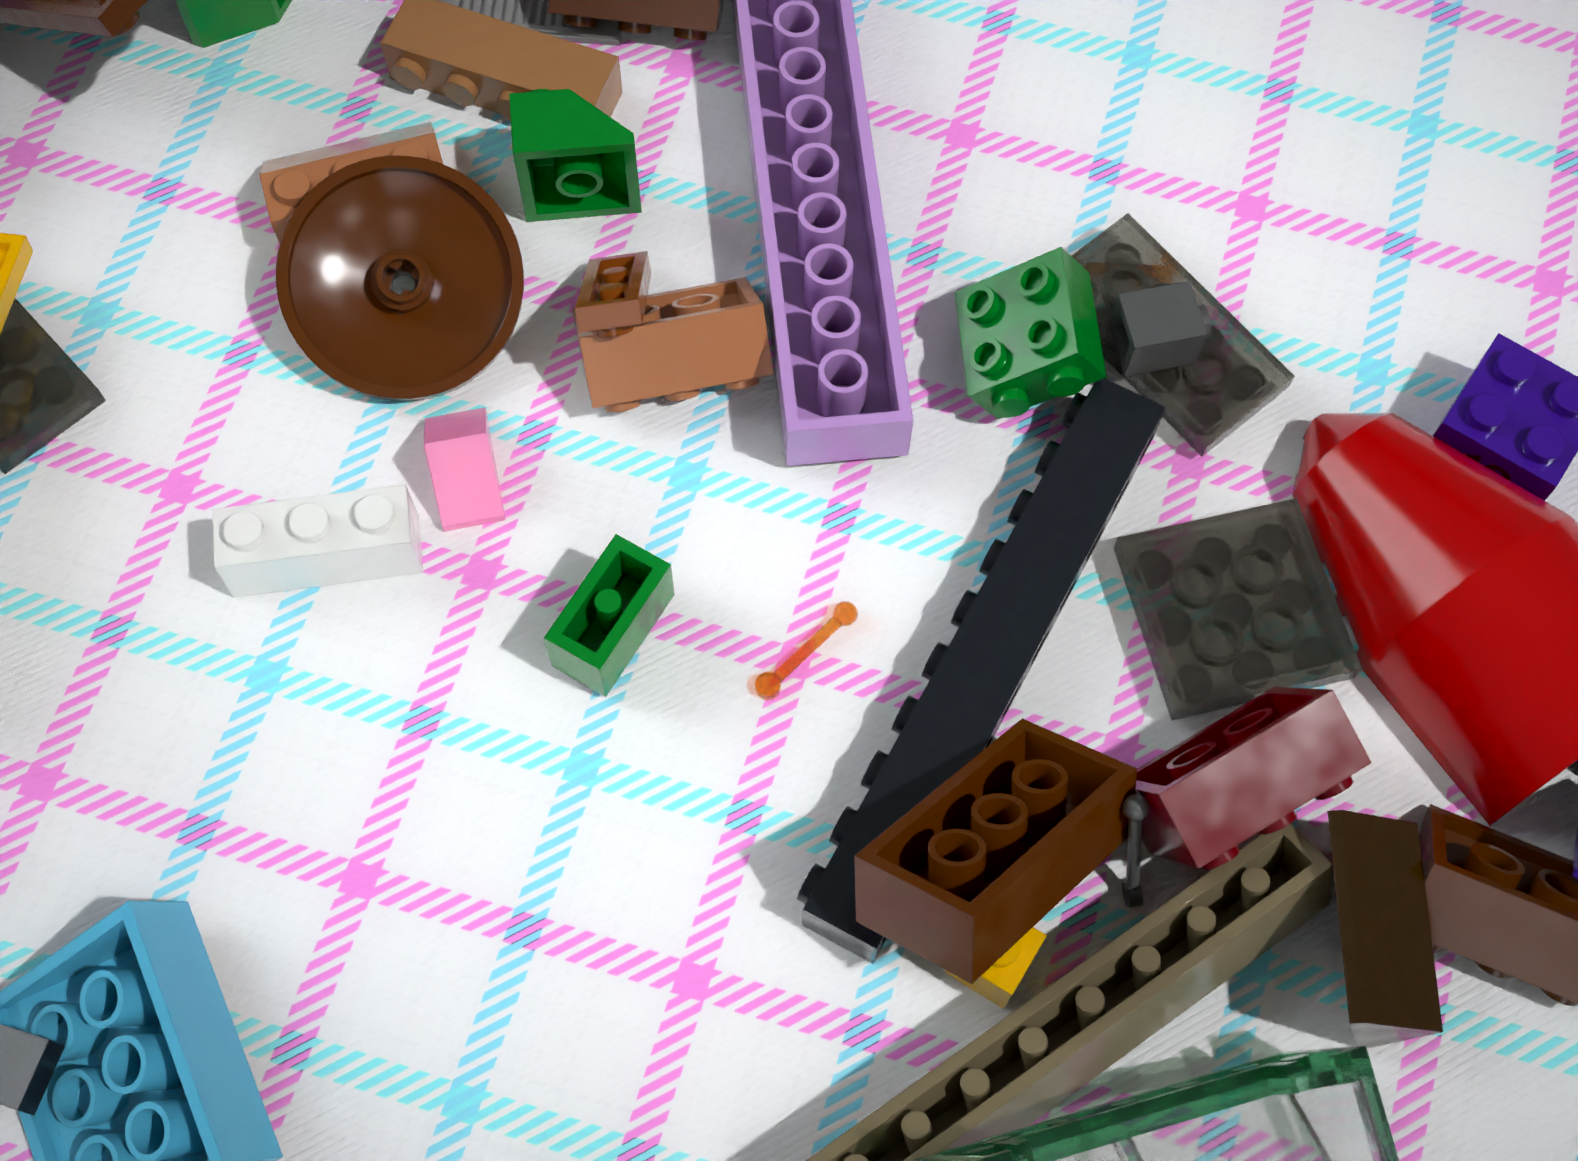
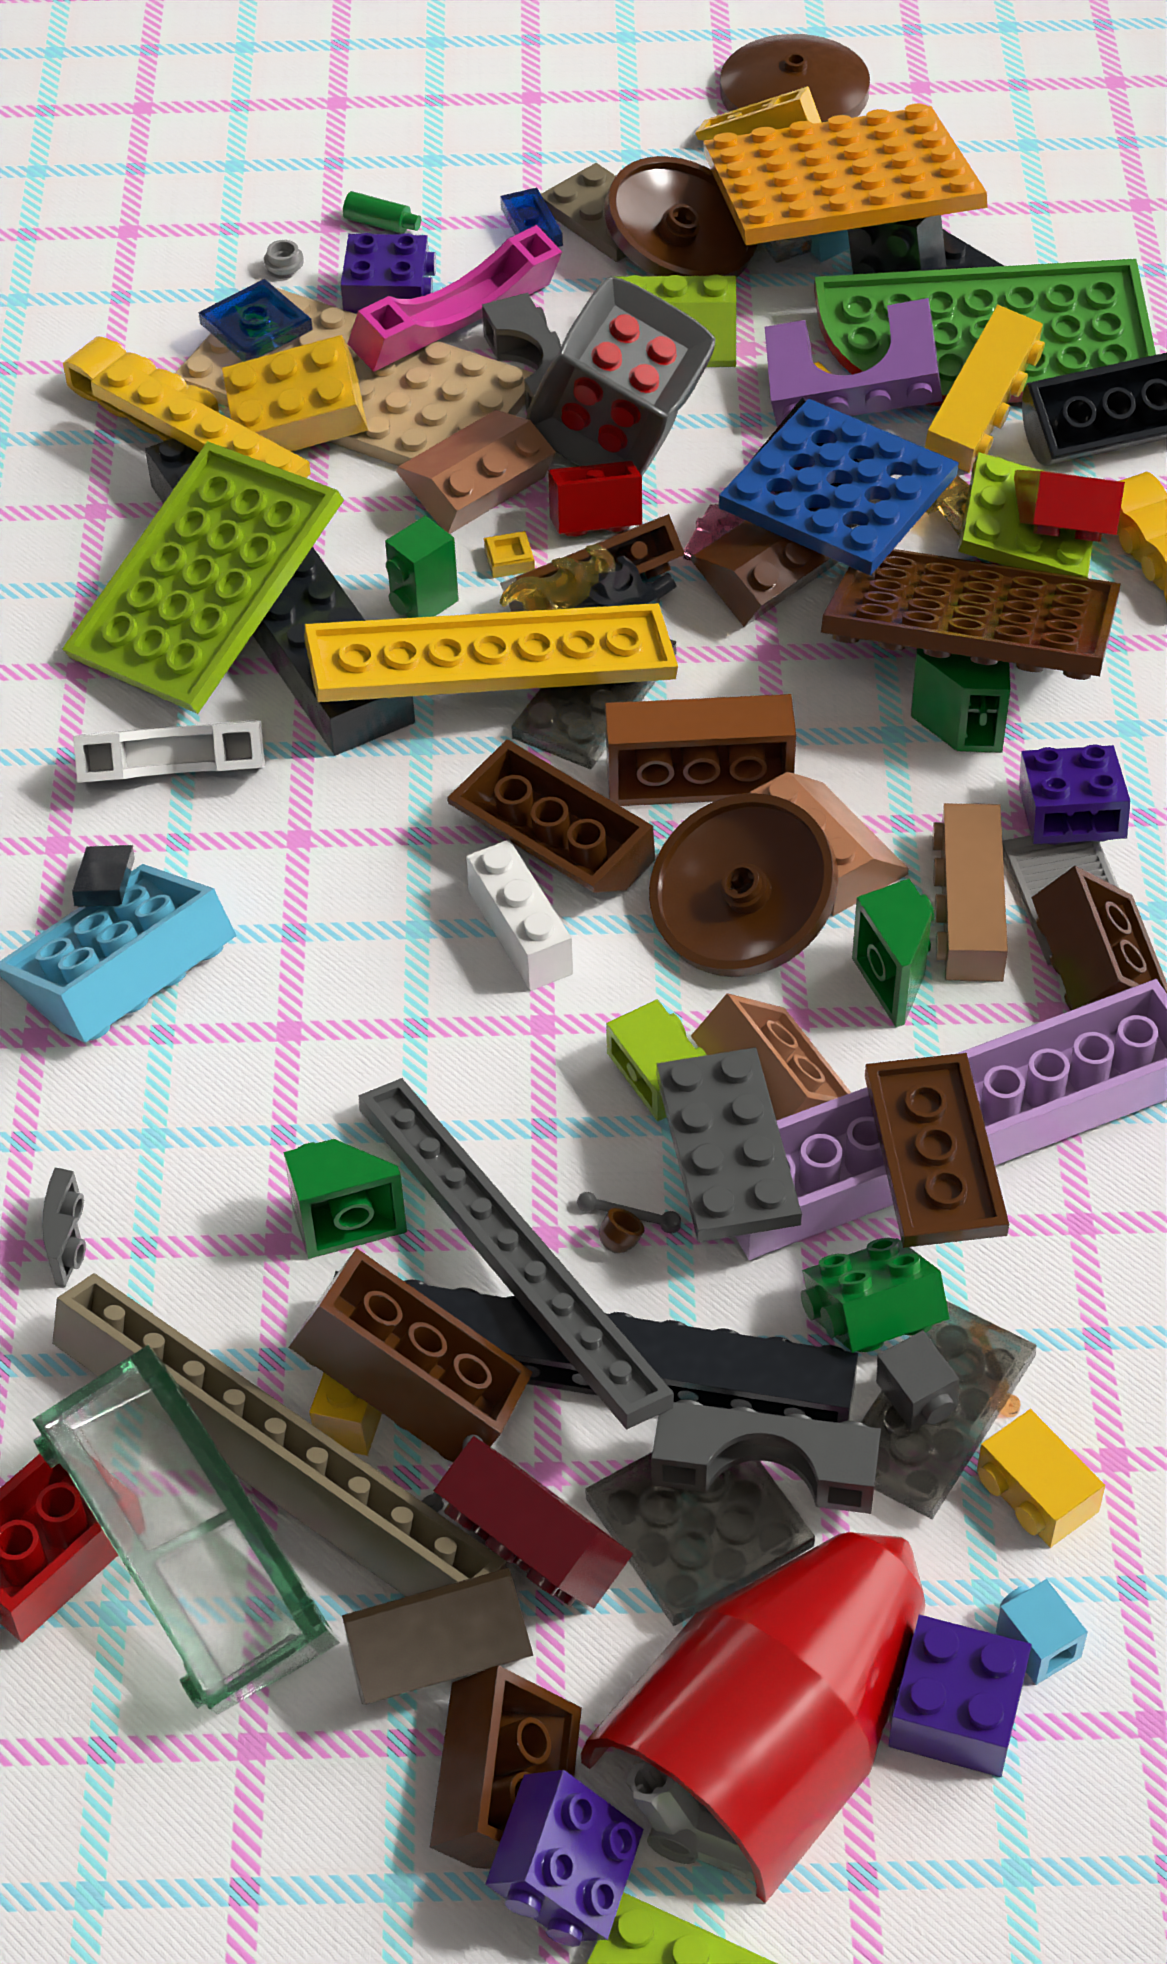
camera: 75 degrees right, 15 degrees down
(167, 257) = (697, 747): none -> dark orange brick
(195, 451) = (557, 819): none -> reddish brown slope
(463, 469) = (617, 980): bright pink slope -> none
(610, 615) = (523, 1095): green brick -> none
(612, 452) = (642, 1040): none -> lime brick
(613, 294) = (784, 1009): dark orange plate -> none
(685, 876) = (343, 1196): none -> green slope
(769, 684) = (593, 1254): clear orange hinge -> none
(798, 404) = (728, 1145): none -> dark grey plate
(823, 522) = (669, 1221): none -> dark grey hinge
(831, 571) = (620, 1230): none -> reddish brown hinge
(842, 690) = (517, 1255): none -> dark grey plate
(890, 200) = (936, 1150): none -> reddish brown plate
(1181, 567) = (703, 1441): none -> dark grey arch
(1278, 269) = (1039, 1478): none -> yellow brick
(1450, 330) = (1045, 1622): none -> medium azure brick

